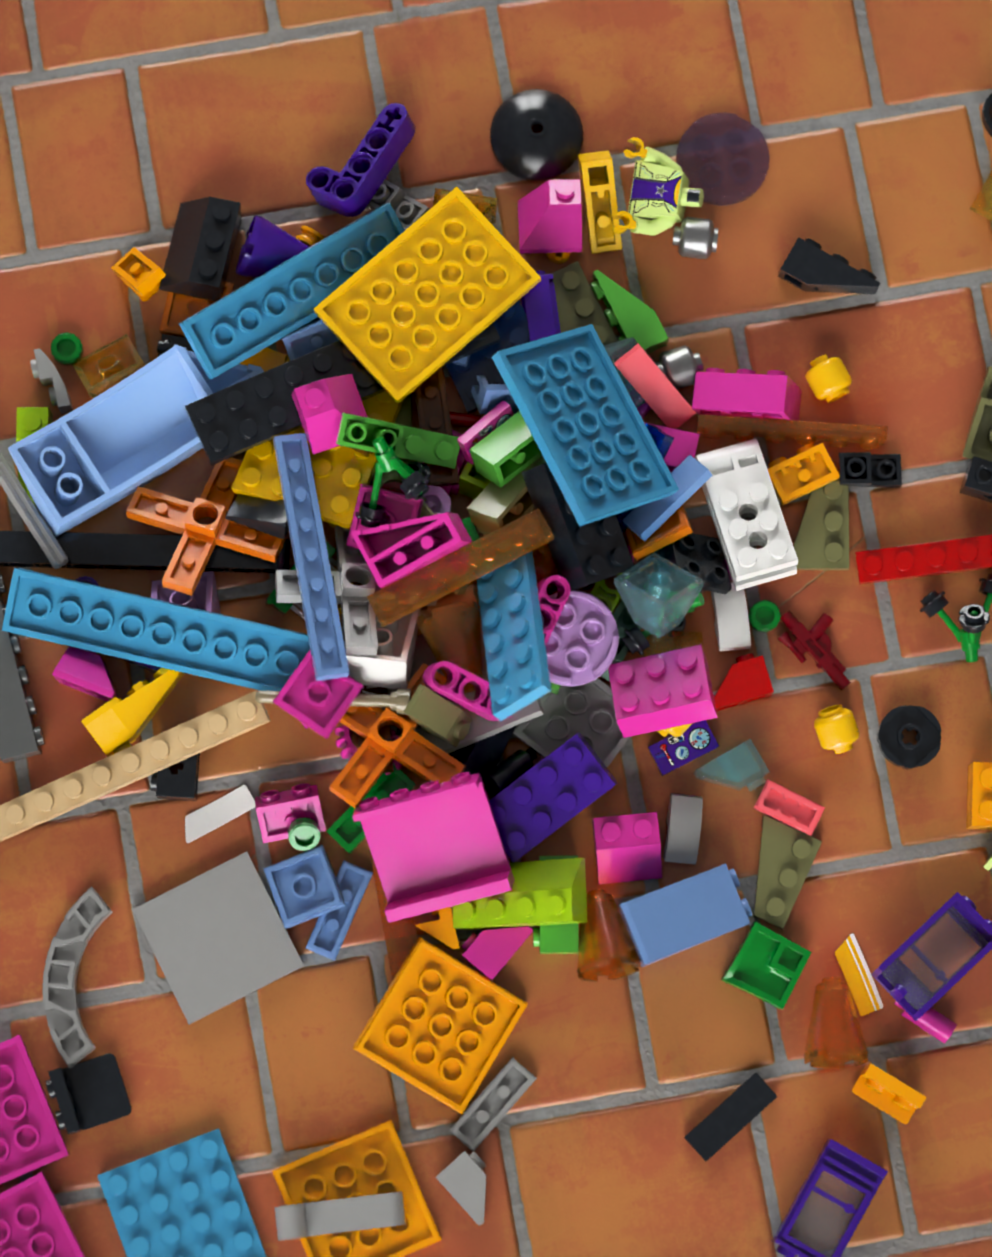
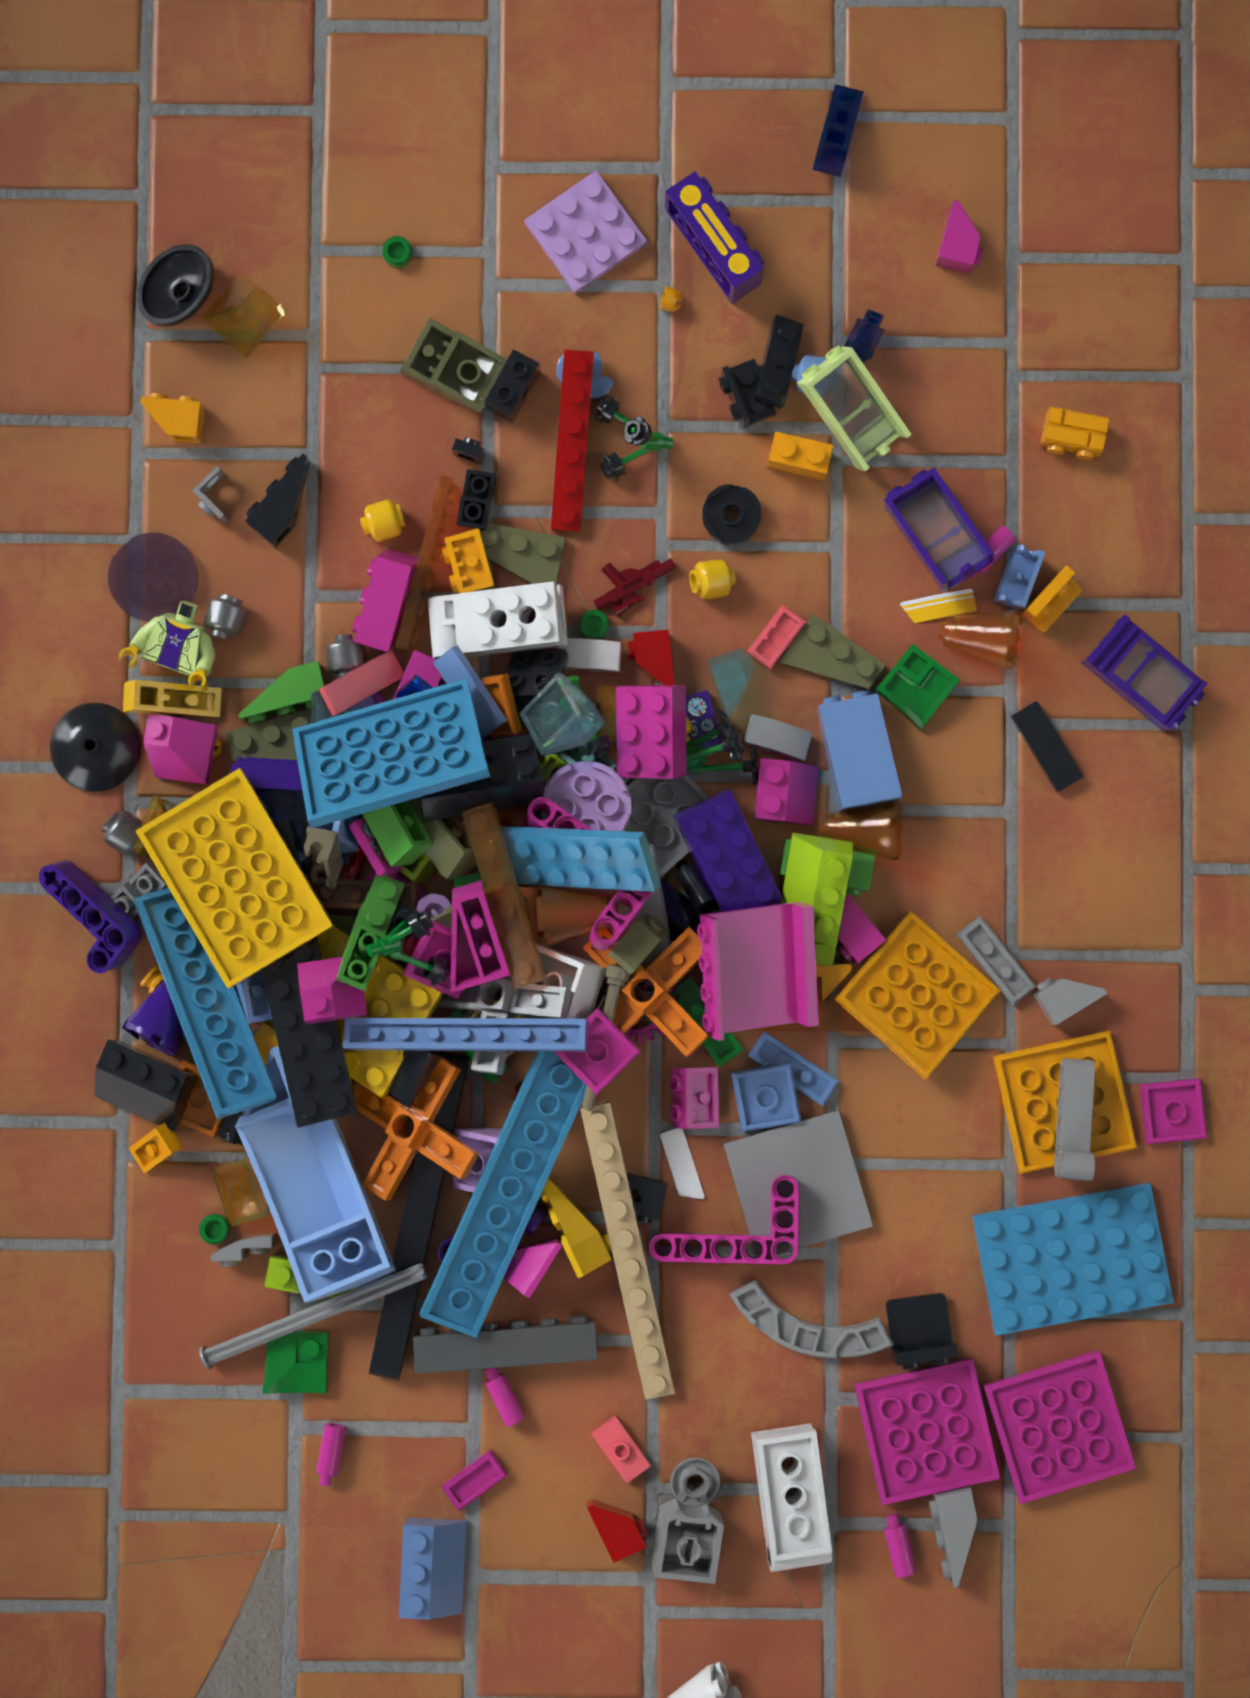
camera: 75 degrees left, 5 degrees up
(133, 670) = (536, 1219): none -> dark purple tile
(147, 887) = (740, 1241): none -> dark pink beam
(304, 834) = (718, 1088): tile -> none
(454, 174) = (121, 831): none -> flat silver head
(468, 383) = (325, 853): none -> dark tan hinge
(647, 746) = (698, 755): none -> plant
(824, 190) = (203, 487): none -> light grey bracket
(890, 150) = (178, 418): none -> light orange slope
(904, 1053) = (1018, 578): none -> medium blue hinge
(920, 452) = (469, 450): none -> black plate

